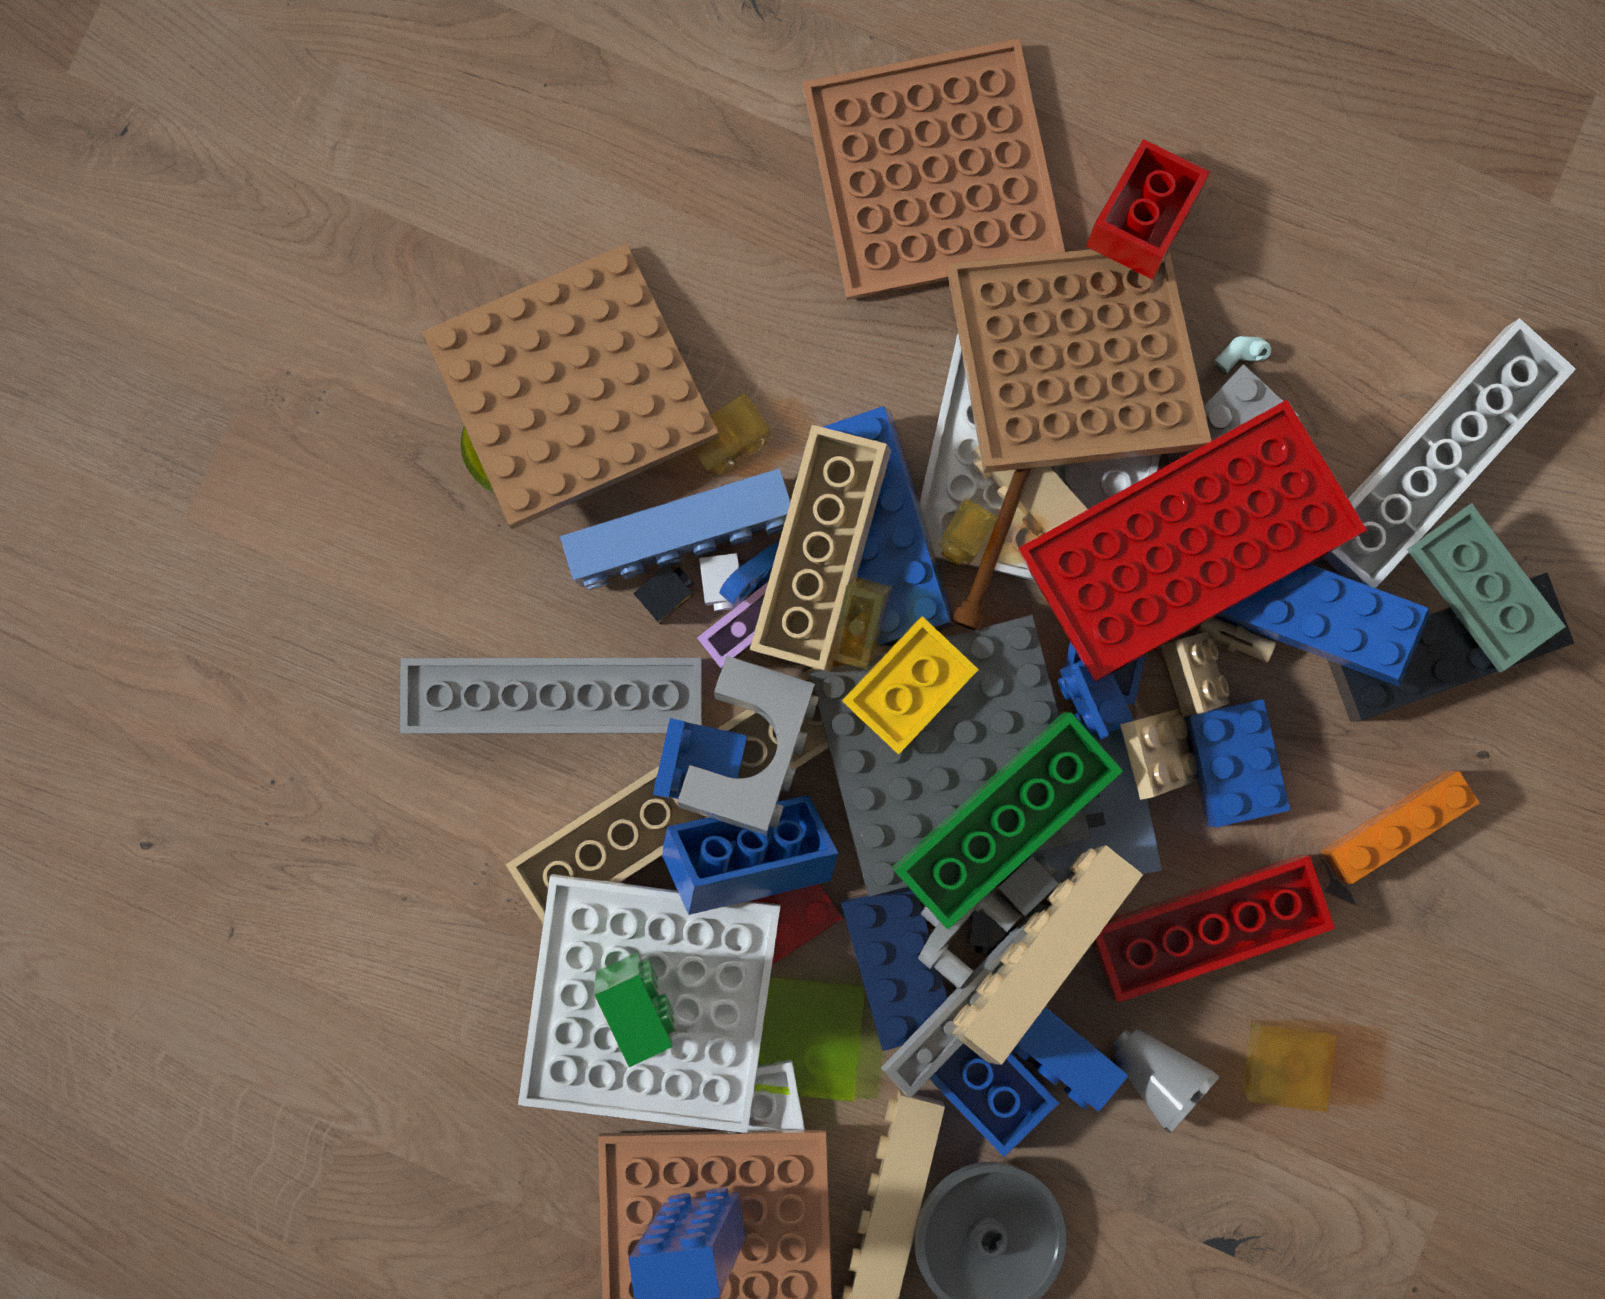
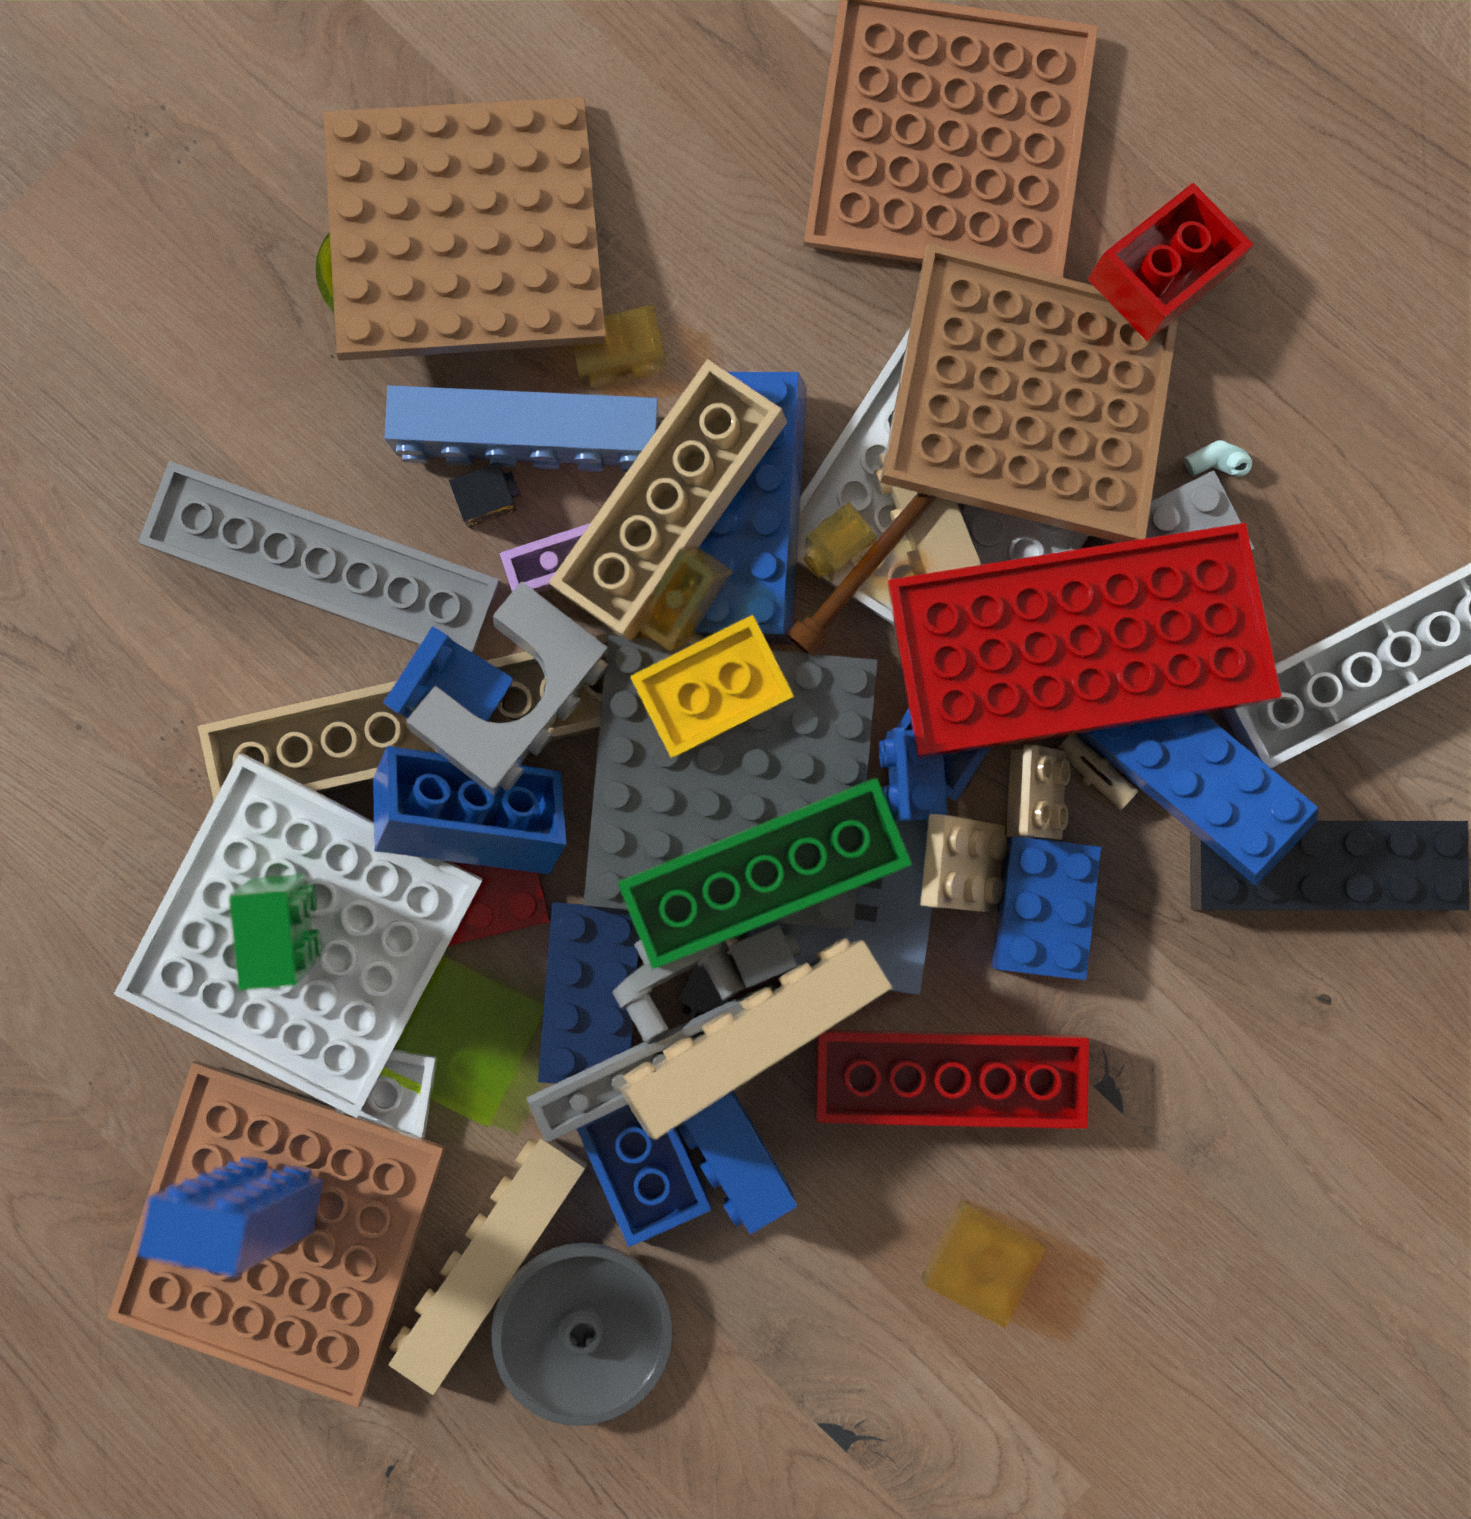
camera: 15 degrees right, 0 degrees up
(714, 573) = (551, 502): white brick -> none
(749, 576) = (575, 507): blue beam -> none
(1162, 1076) = (838, 1224): light grey cone -> none
(1400, 826) = (1202, 1043): orange brick -> none
(1486, 588) = (1392, 811): sand green plate -> none

